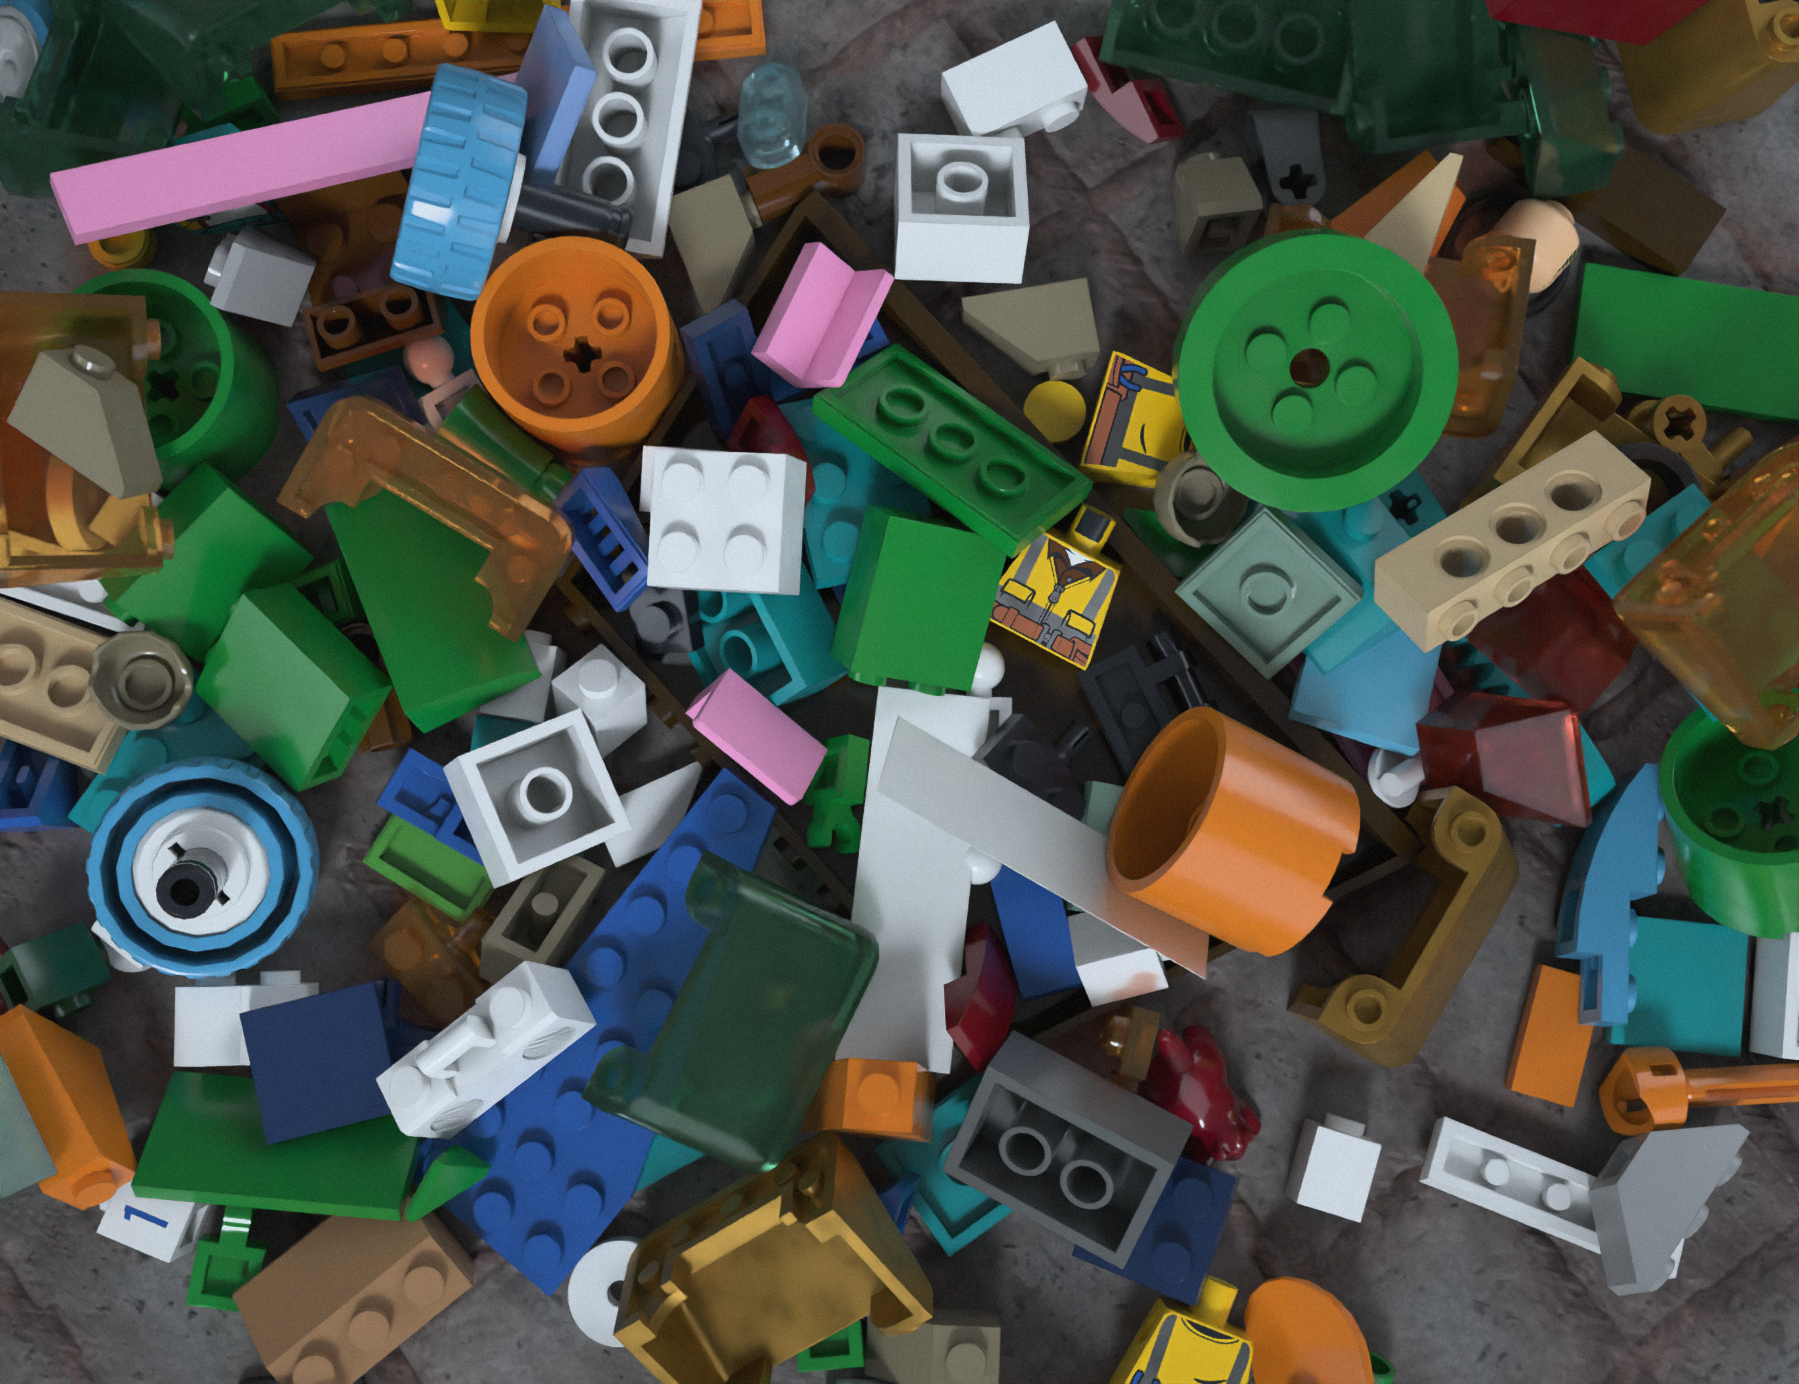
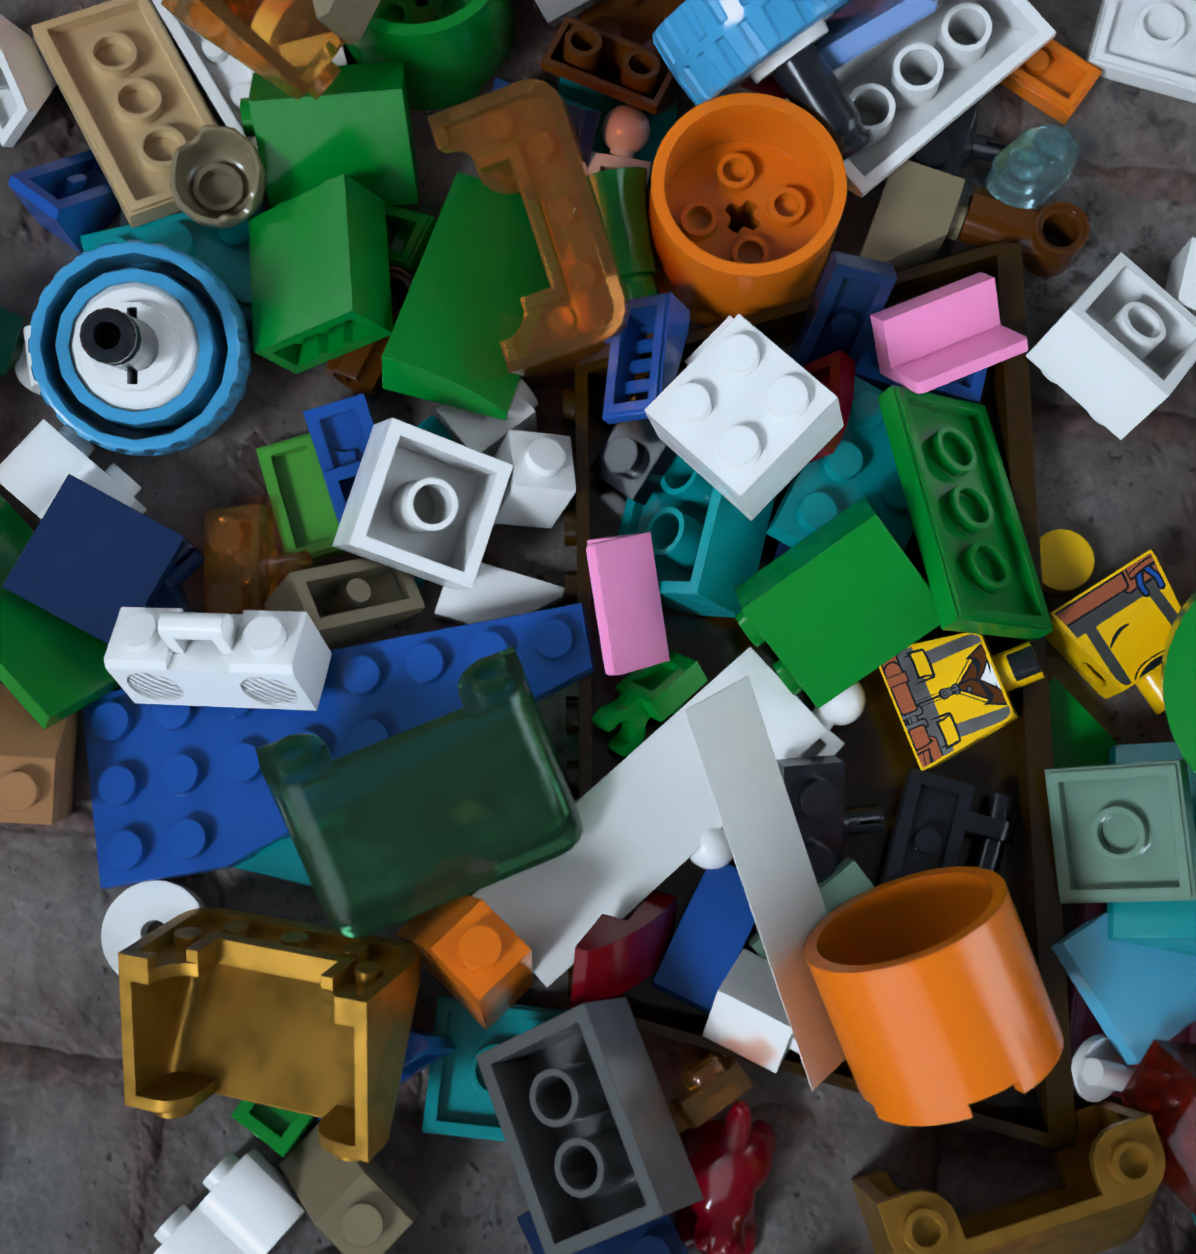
camera: 40 degrees right, 5 degrees down
(446, 1178) = (104, 727): green slope -> none
(1038, 327) = (1103, 485): dark tan slope -> none
(1196, 502) = (1124, 715): dark tan hair -> none

